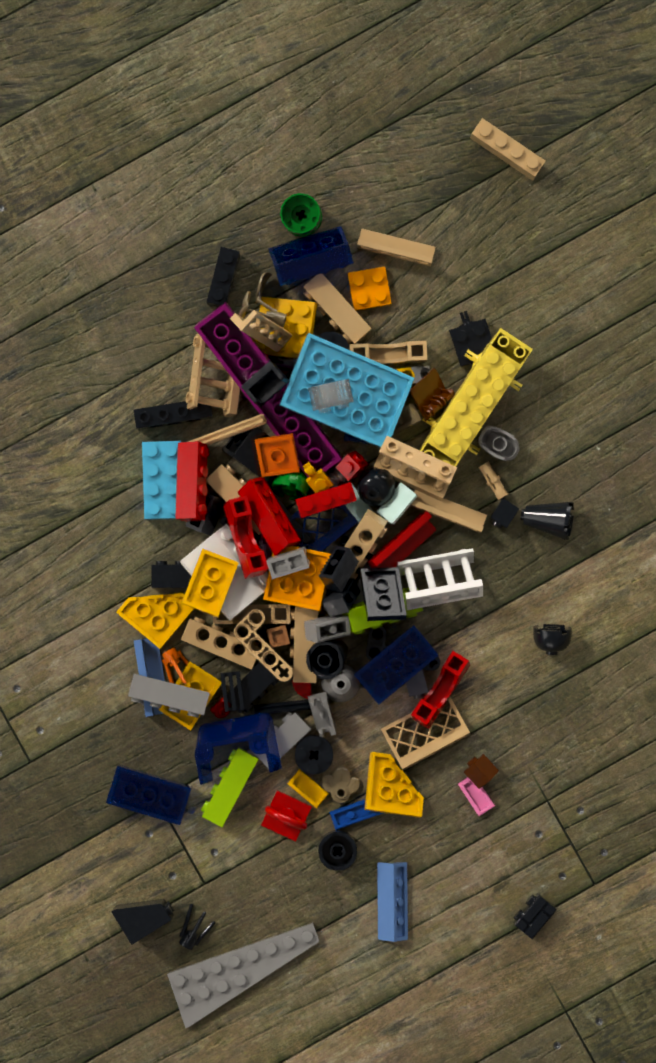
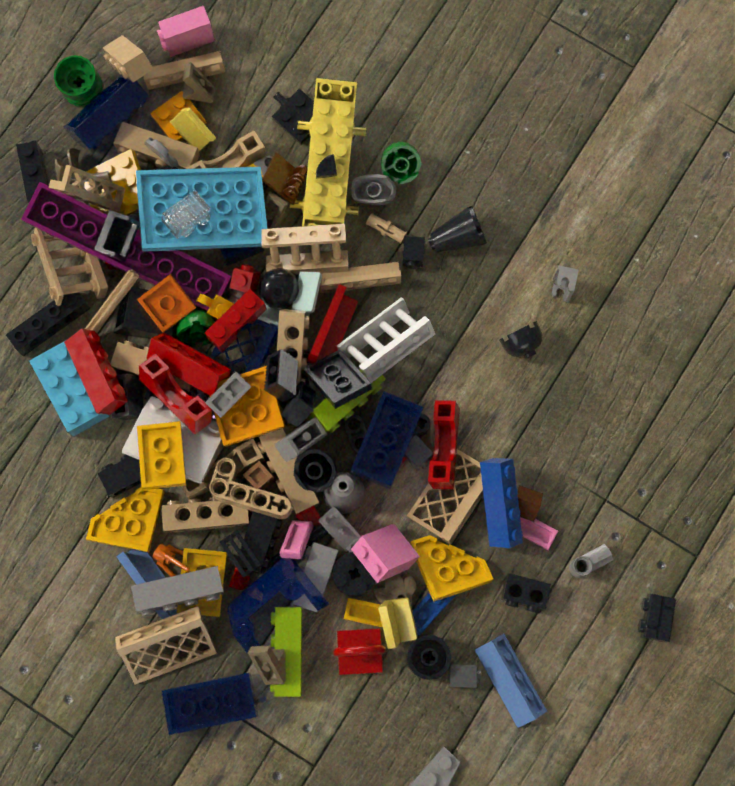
camera: 25 degrees left, 10 degrees down
(138, 720) = (159, 633): none -> tan fence
(211, 791) = (269, 664): none -> dark tan slope
(282, 702) = (296, 539): none -> bright pink tile
(328, 809) = (397, 621): none -> light yellow panel
(339, 318) = (161, 151): none -> light grey tile
(347, 752) = (385, 553): none -> bright pink brick
(351, 221) = (127, 59): none -> tan brick
(357, 878) = (464, 676): none -> dark grey brick
(375, 308) = (192, 128): none -> light yellow panel
(399, 271) = (196, 85): none -> dark tan slope
(414, 217) = (185, 31): none -> bright pink brick
(445, 836) = (526, 587): none -> black brick
(460, 761) = (501, 502): none -> blue brick
(468, 411) = (326, 168): none -> black tile
(509, 844) = (592, 560): none -> light grey piece
(534, 432) = (401, 162): none -> green cylinder
(614, 607) = (565, 279): none -> light grey hinge

